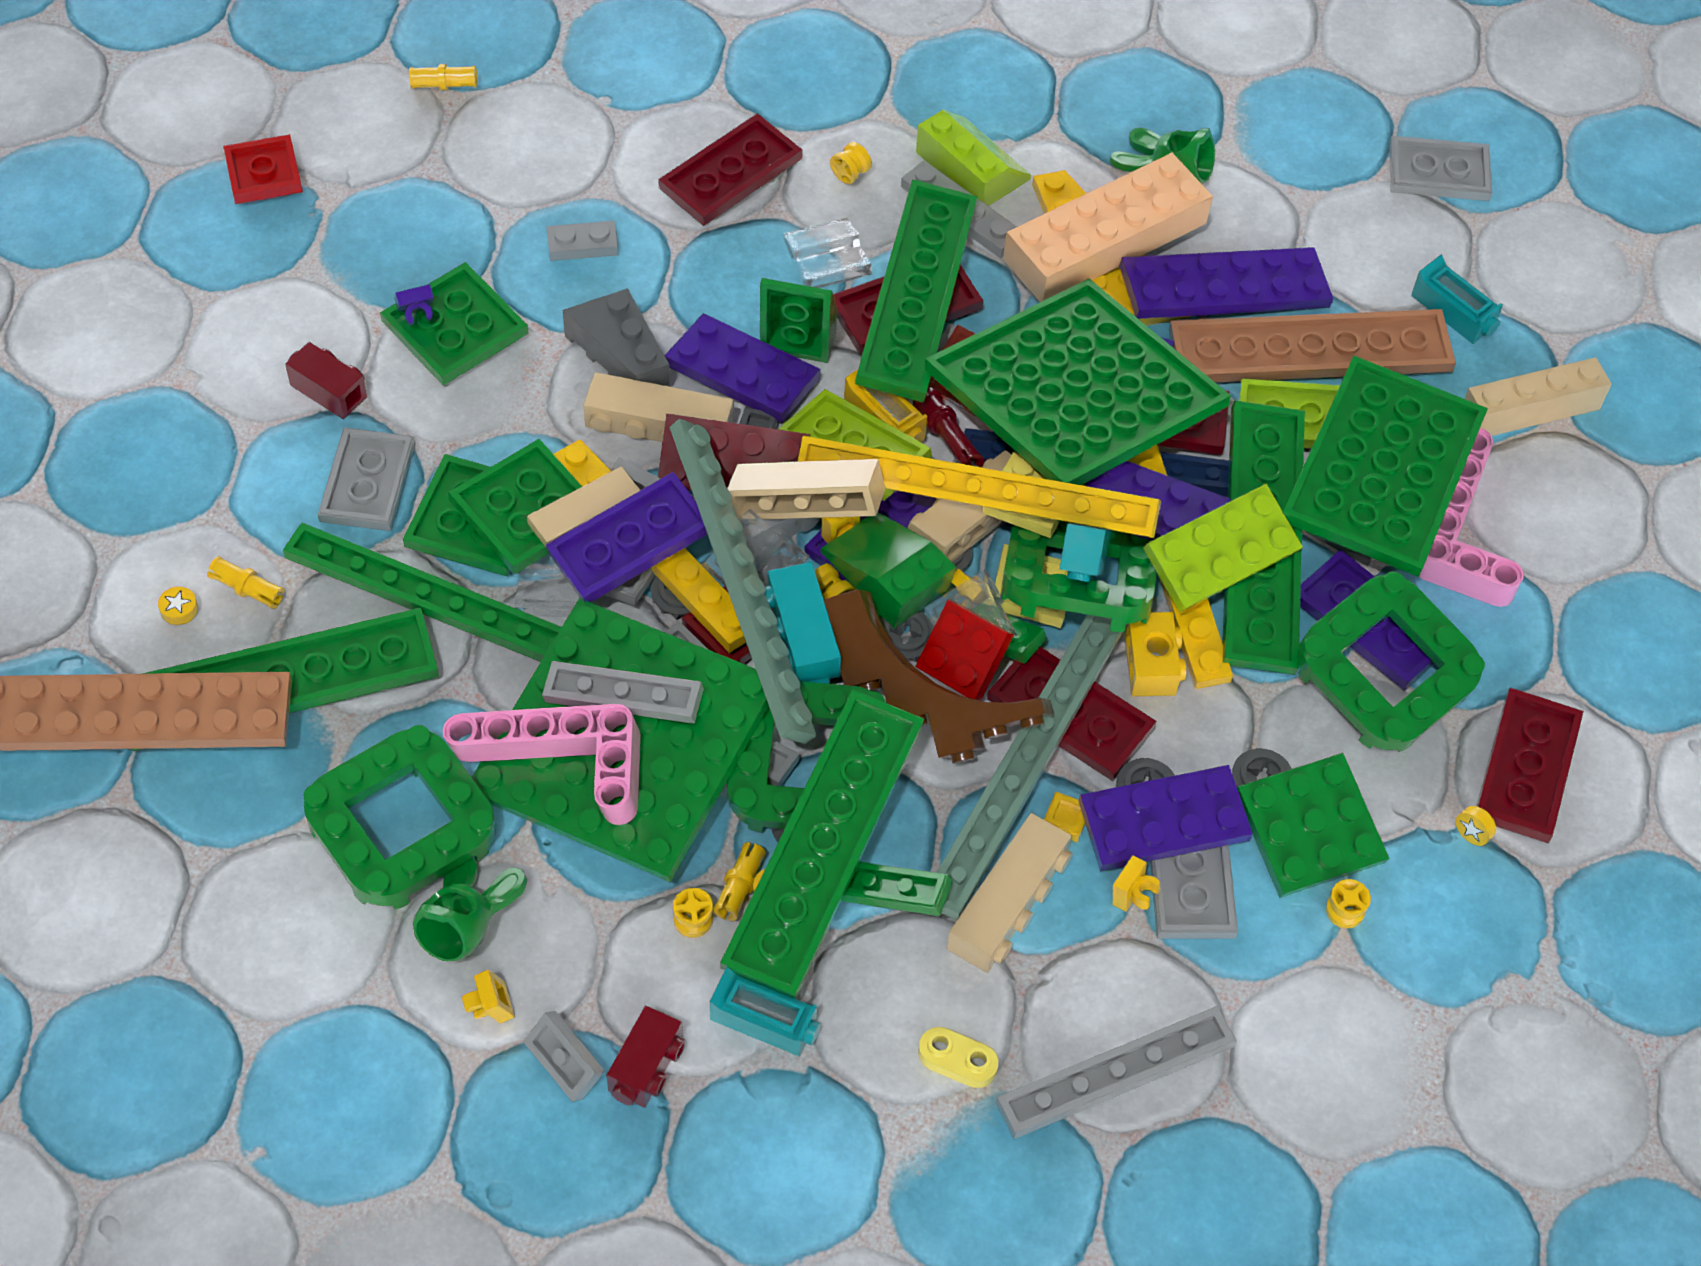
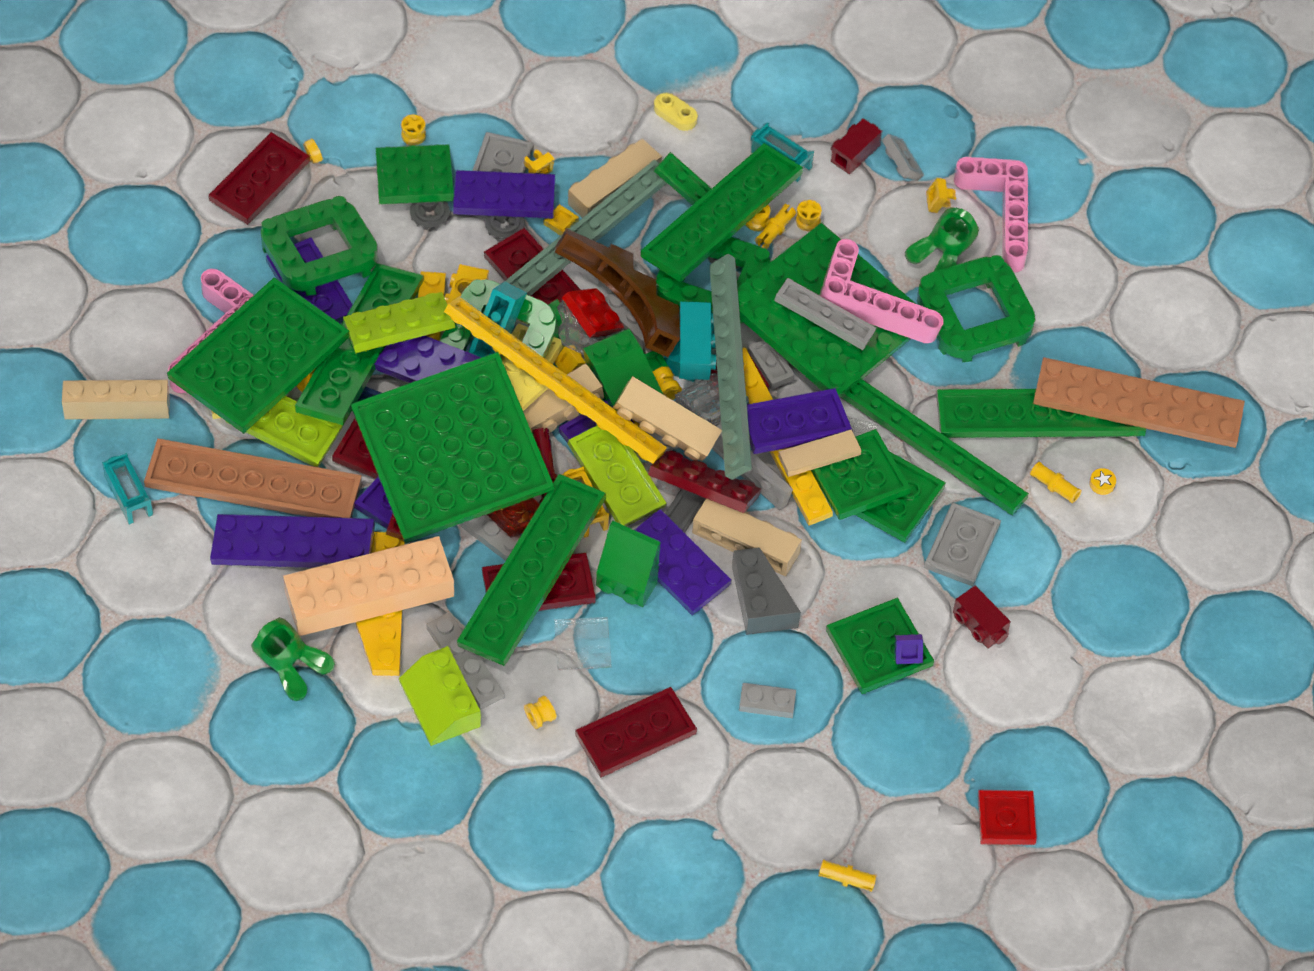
camera: 165 degrees left, 0 degrees up
(368, 1011) = (1012, 180): none -> bright pink beam
(1115, 1072) = (588, 79): light grey plate -> none
(1440, 168) = (72, 610): light grey tile -> none

